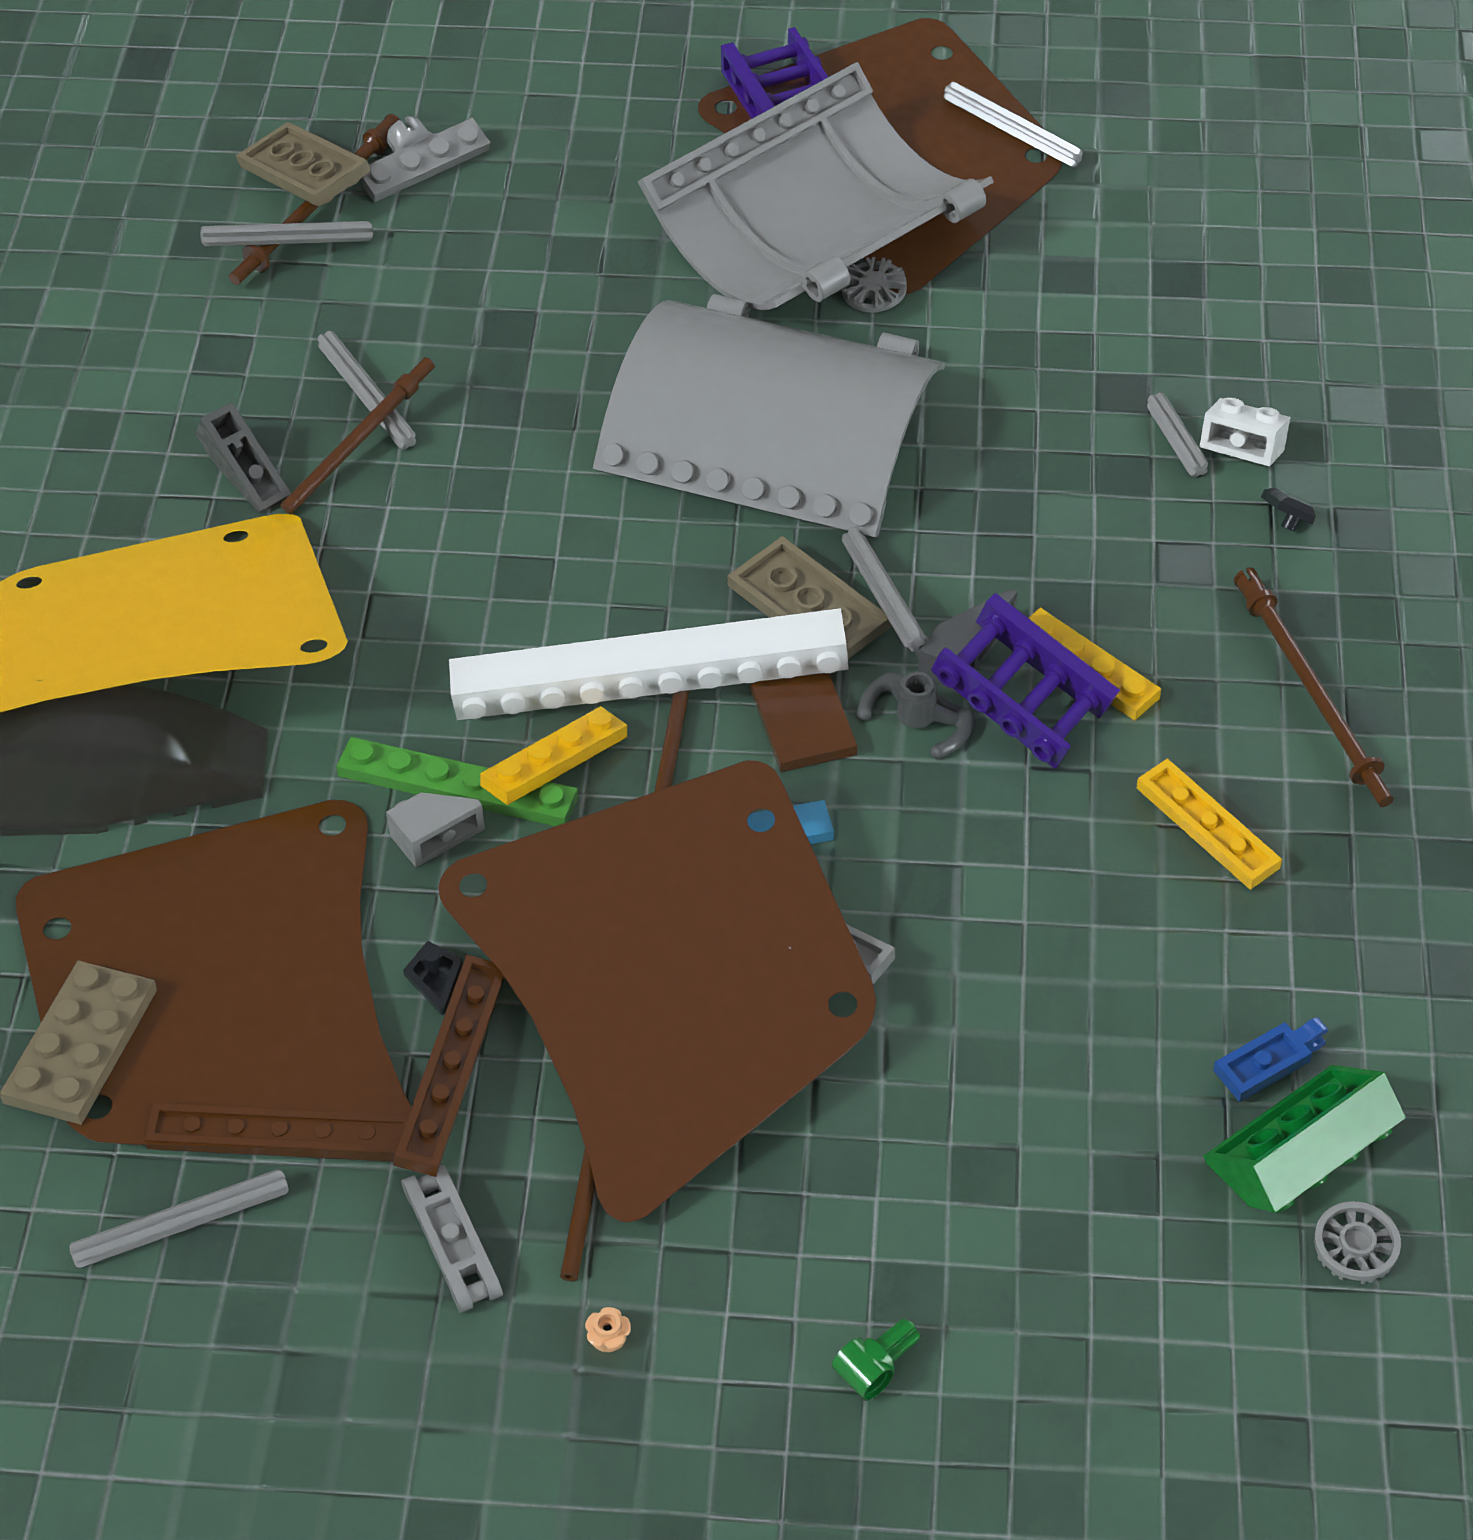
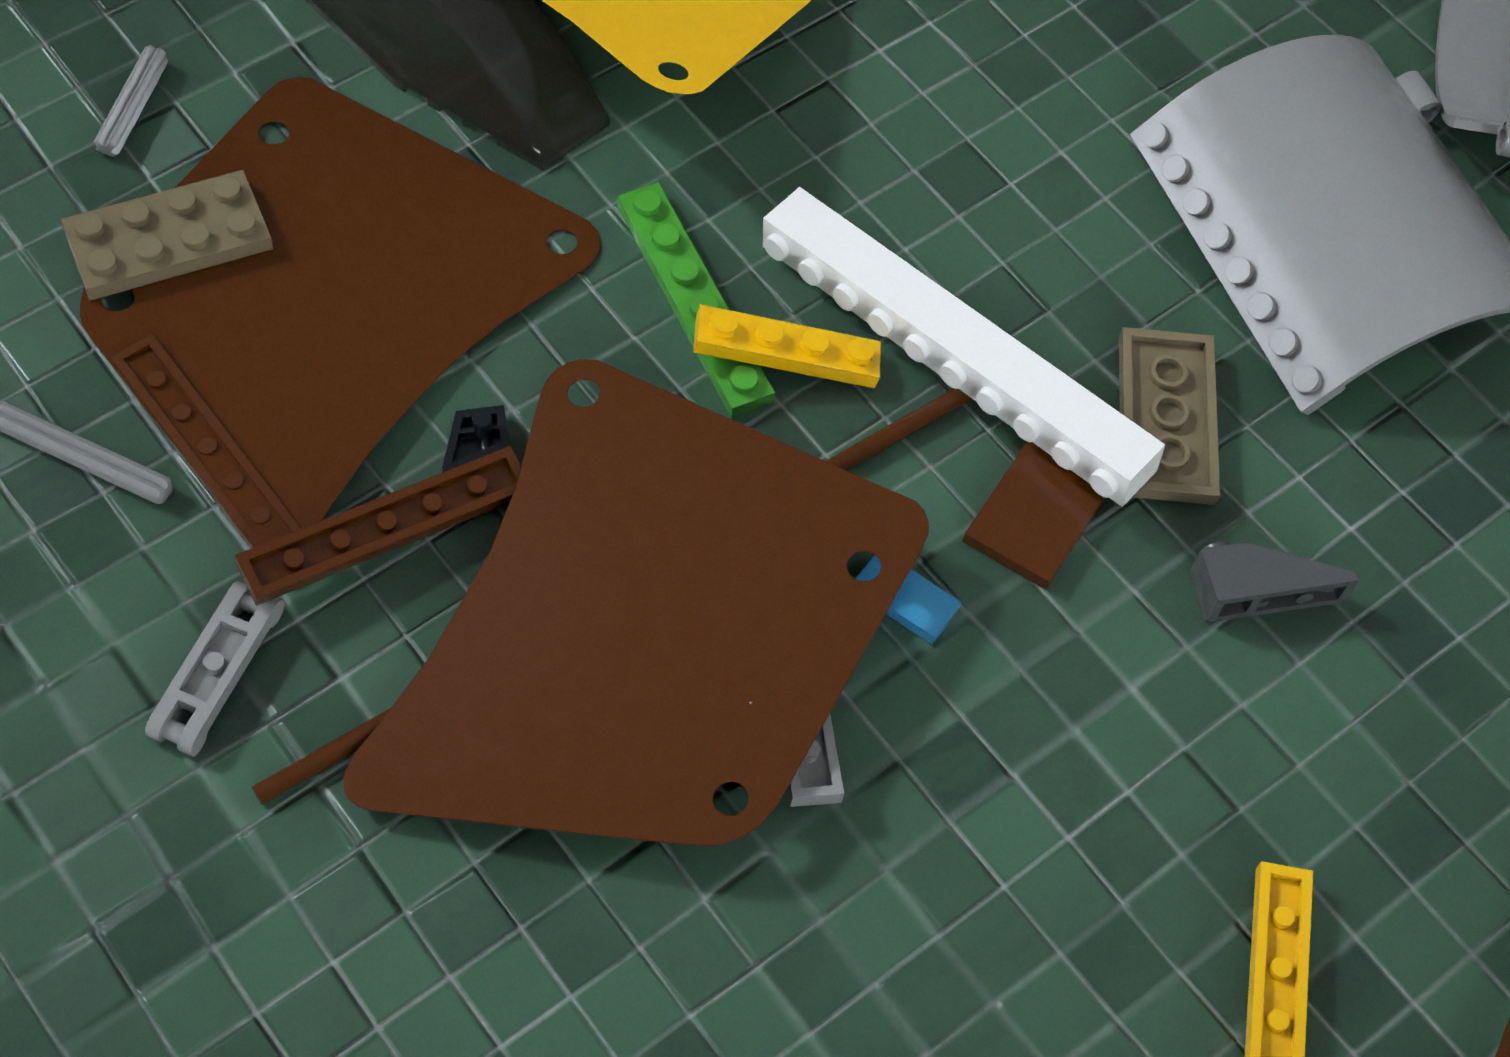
camera: 40 degrees right, 10 degrees up
(433, 824) = (624, 314): light grey slope -> none
(607, 1340) = (228, 885): light nougat plate -> none
(884, 589) = (1241, 466): light grey axle -> none
(920, 706) = (1146, 601): dark grey piece -> none
(1046, 655) = (1303, 641): dark purple fence -> none
(1135, 692) = (1355, 710): yellow plate -> none

